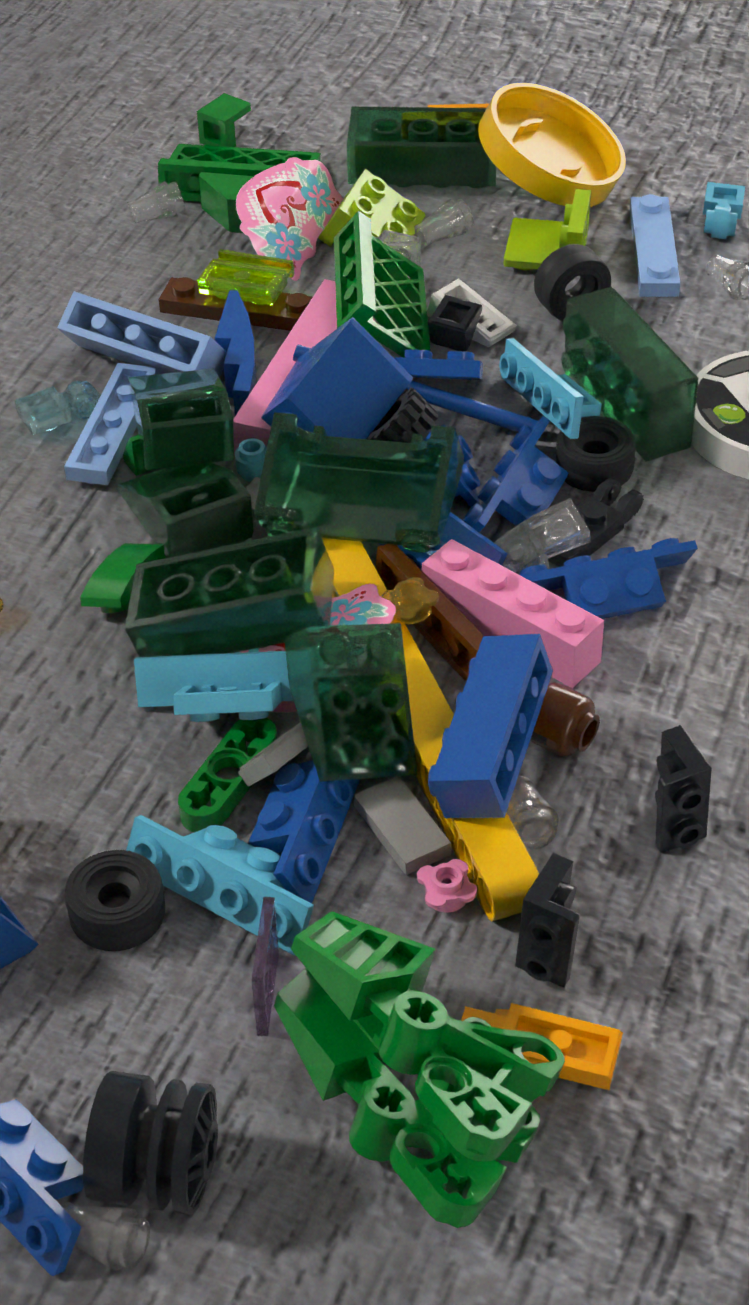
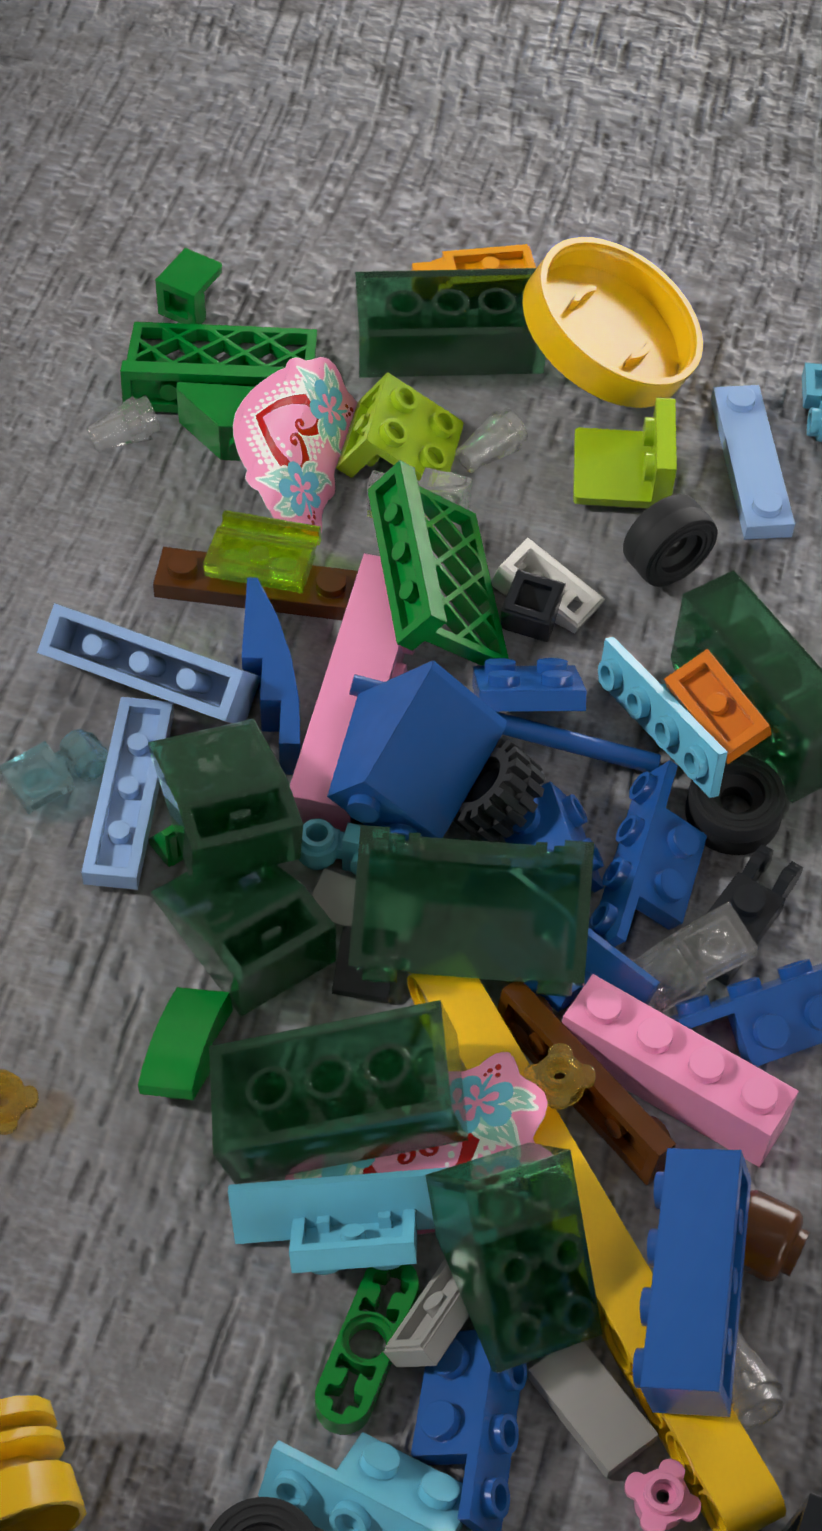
camera: 10 degrees left, 10 degrees up
(587, 373) = (718, 704): none -> orange plate

